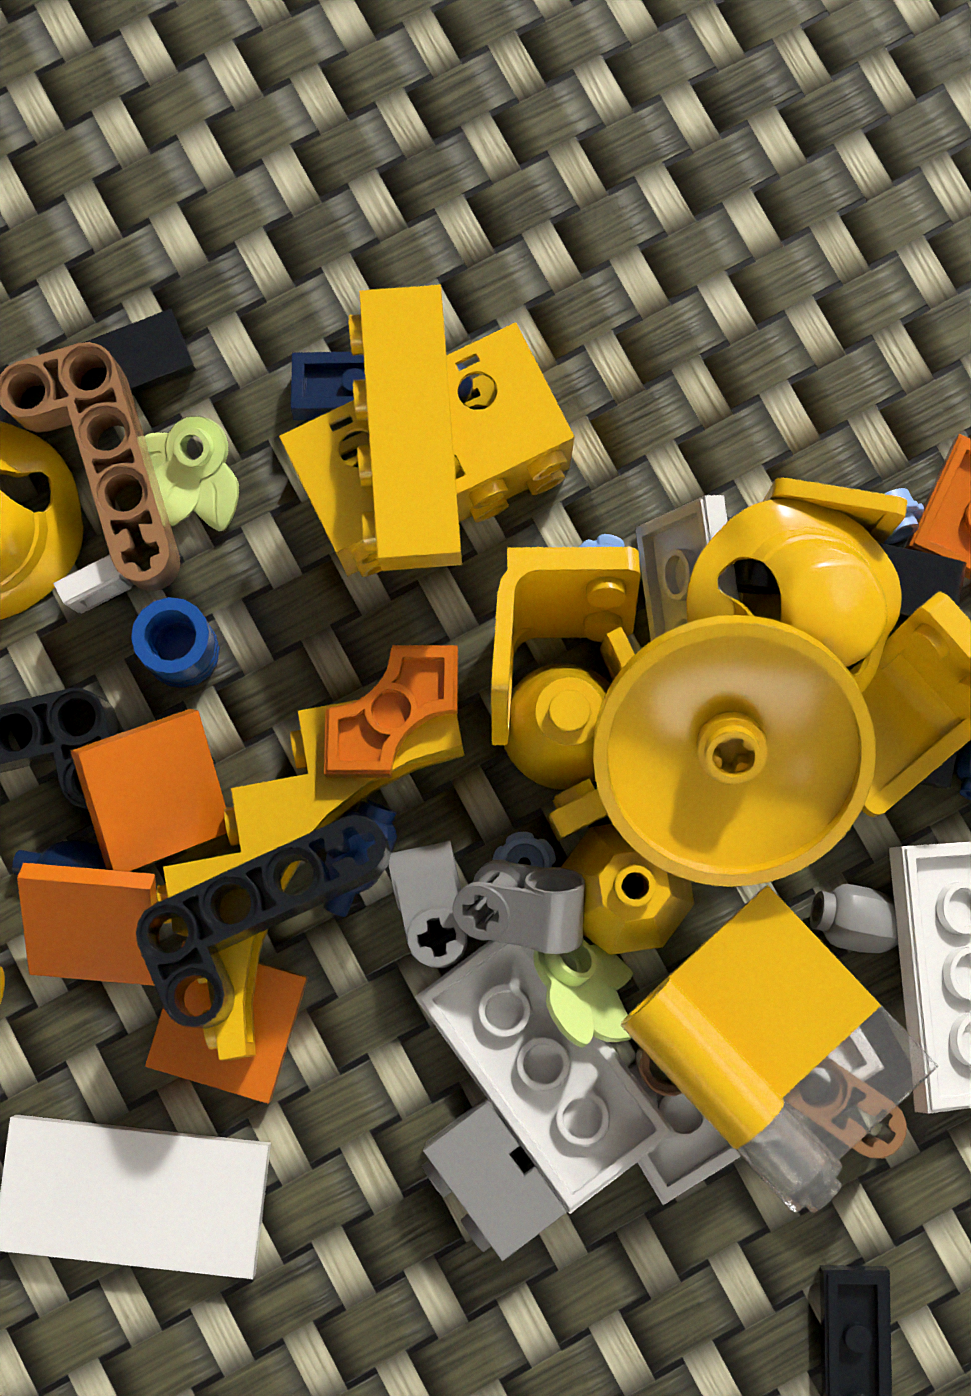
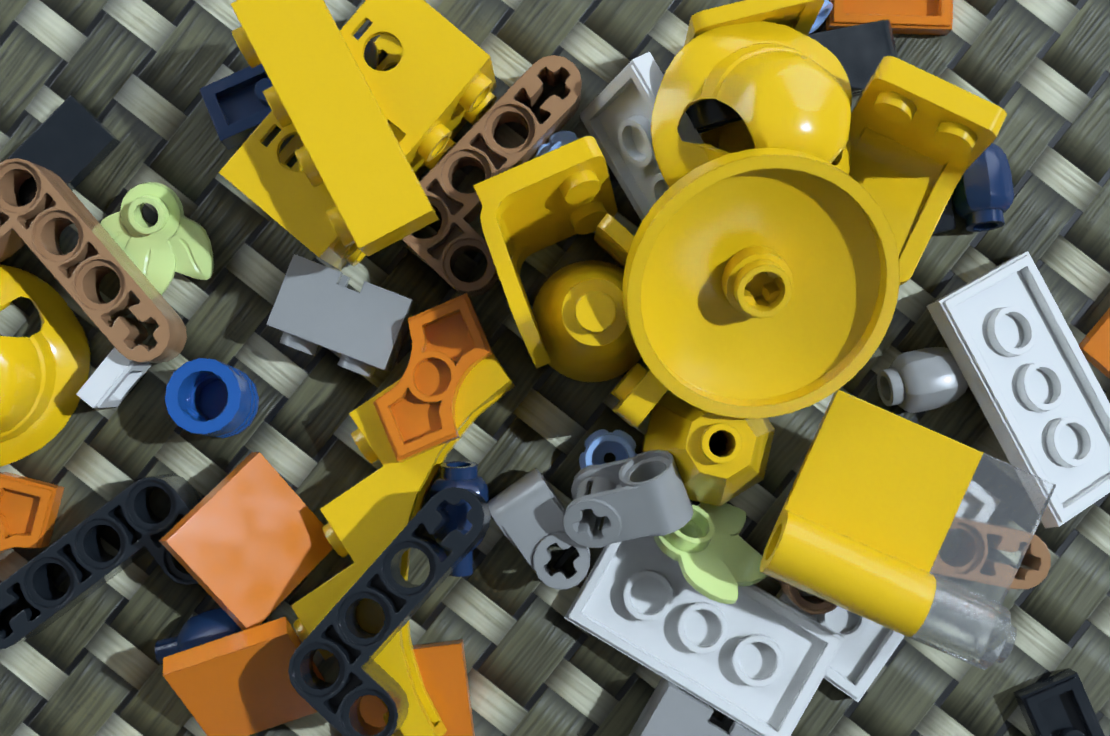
camera: 20 degrees left, 5 degrees up
(314, 605) = (321, 310): none -> light grey brick
(529, 520) = (481, 150): none -> medium nougat beam

